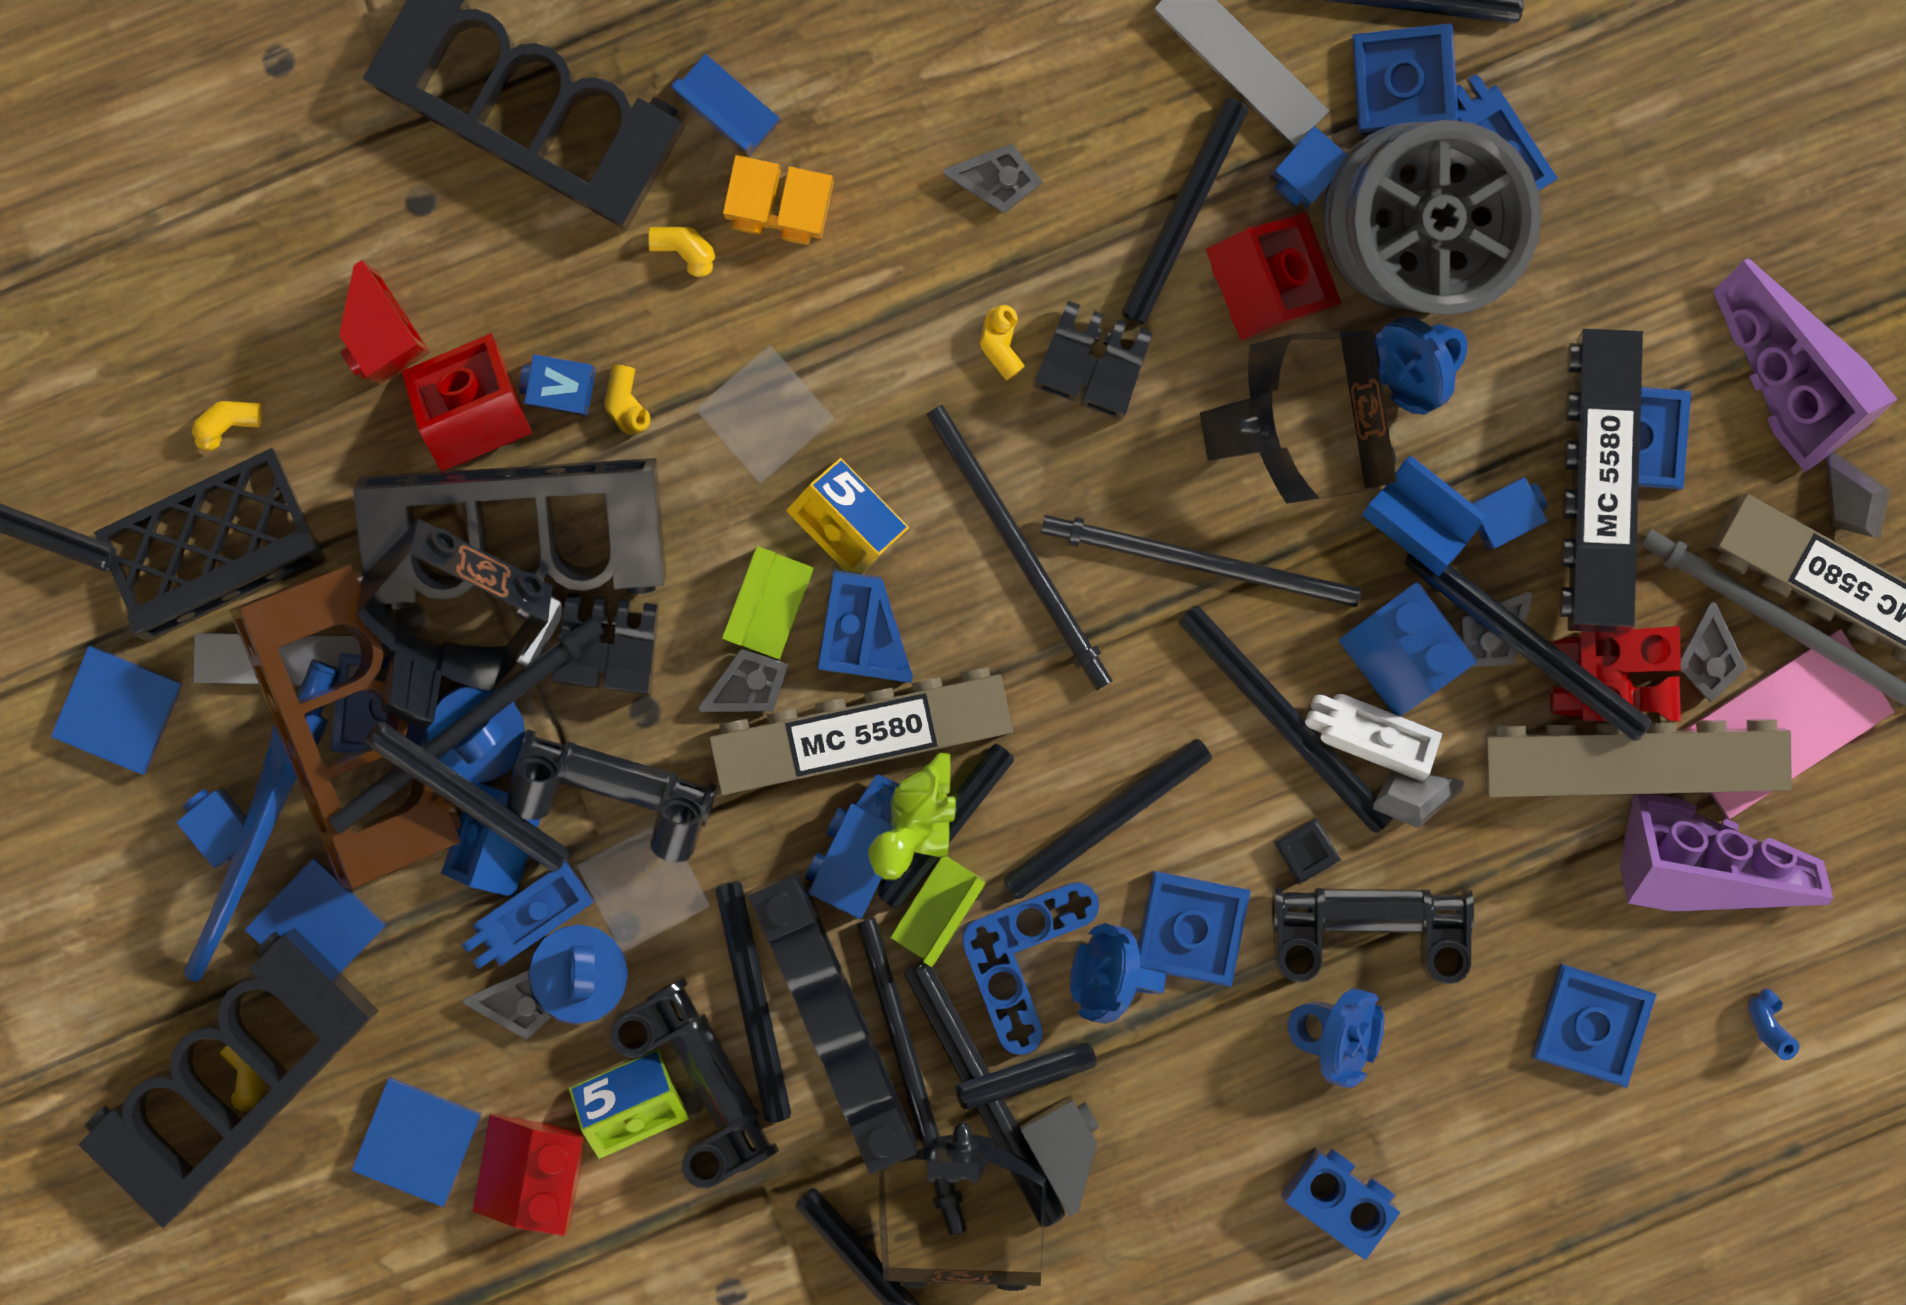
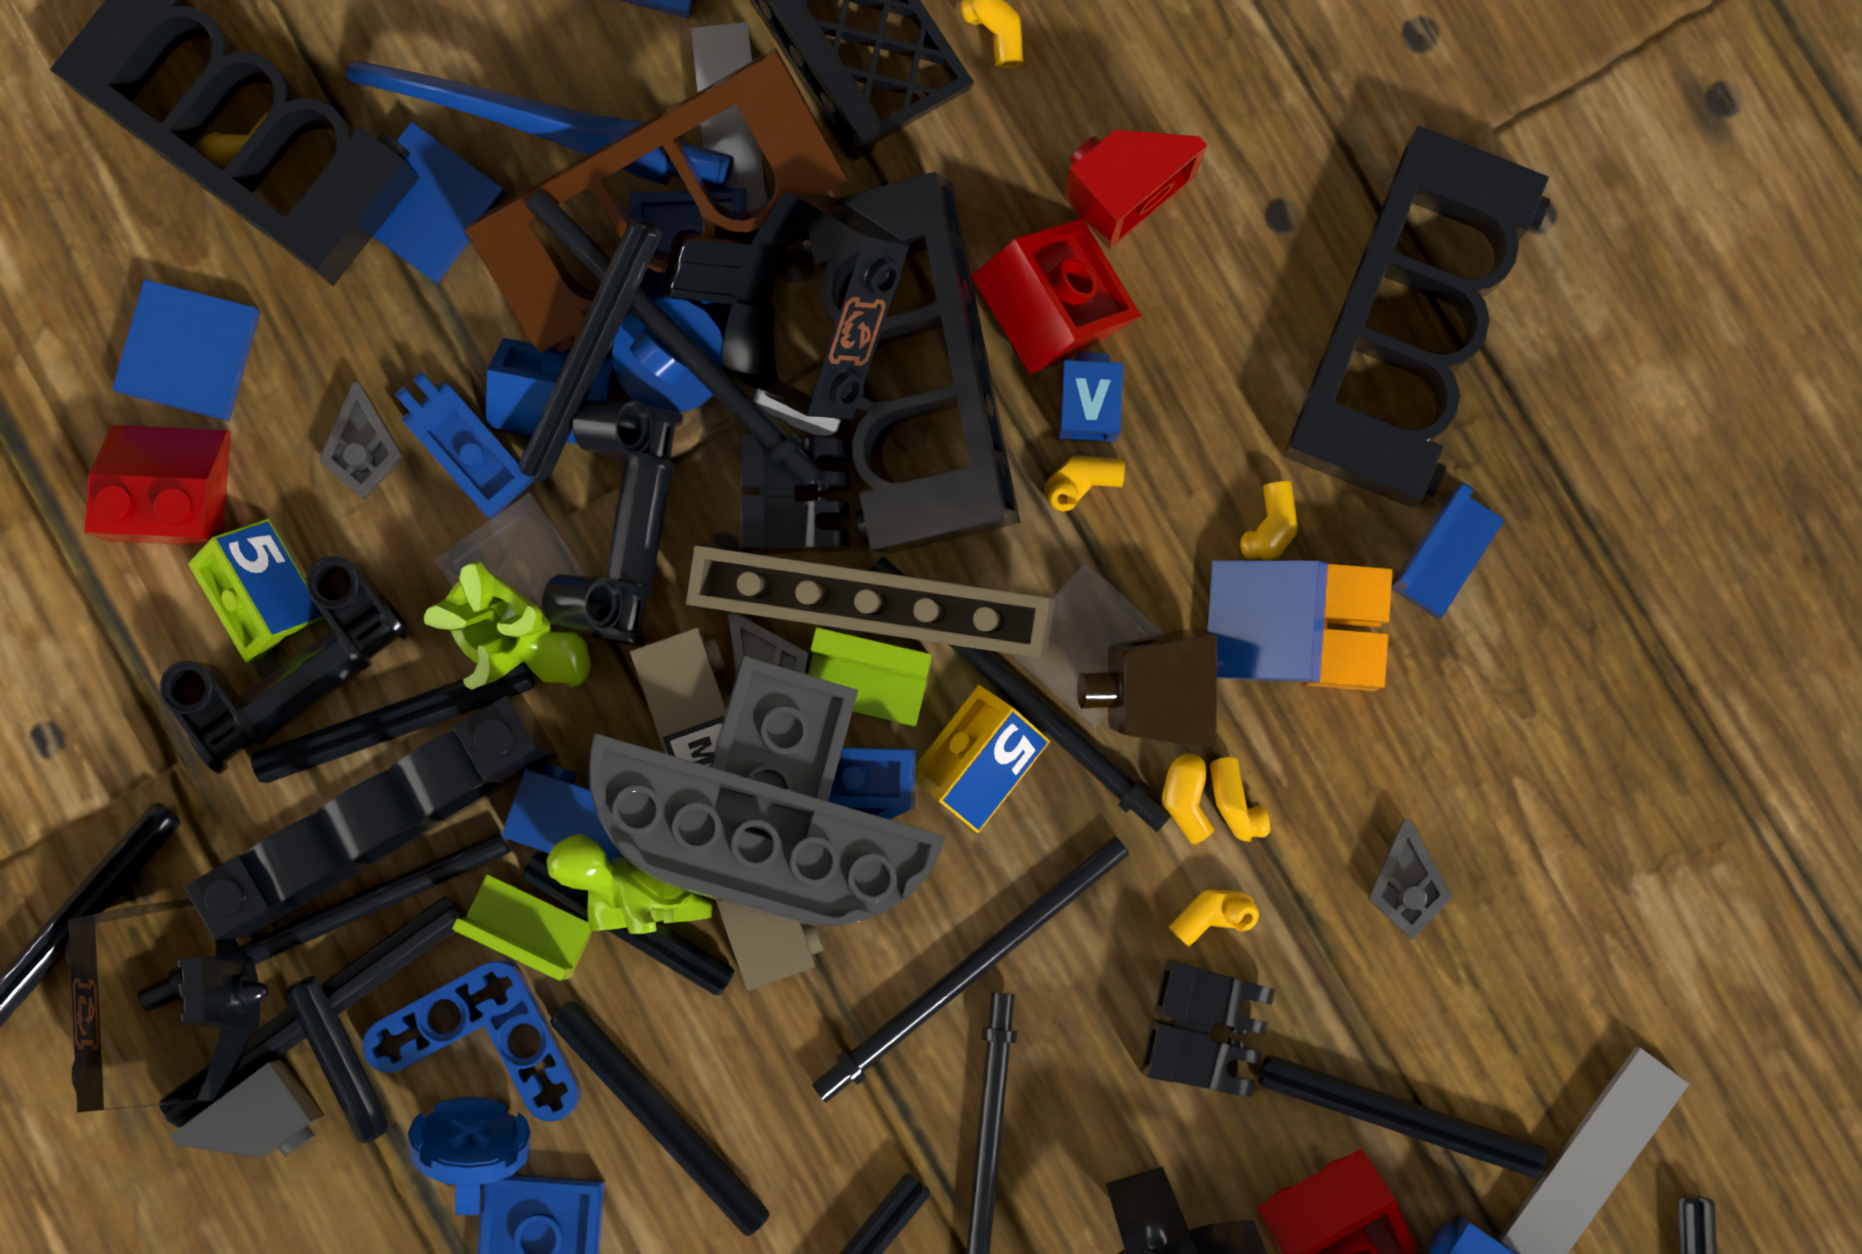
camera: 85 degrees right, 5 degrees down
(213, 825) = (528, 67): blue brick -> none
(577, 974) = (401, 510): blue tile -> none
(689, 896) = (504, 629): none -> lime animal
(707, 590) = (871, 601): none -> dark tan brick
(764, 265) = (1268, 619): none -> blue tile
(808, 361) = (1159, 688): none -> dark brown torso
(870, 702) = (760, 815): none -> dark grey plate
(893, 396) = (1131, 794): none -> black bar
(899, 353) = (1183, 795): none -> yellow arm
(909, 315) = (1231, 801): none -> yellow arm

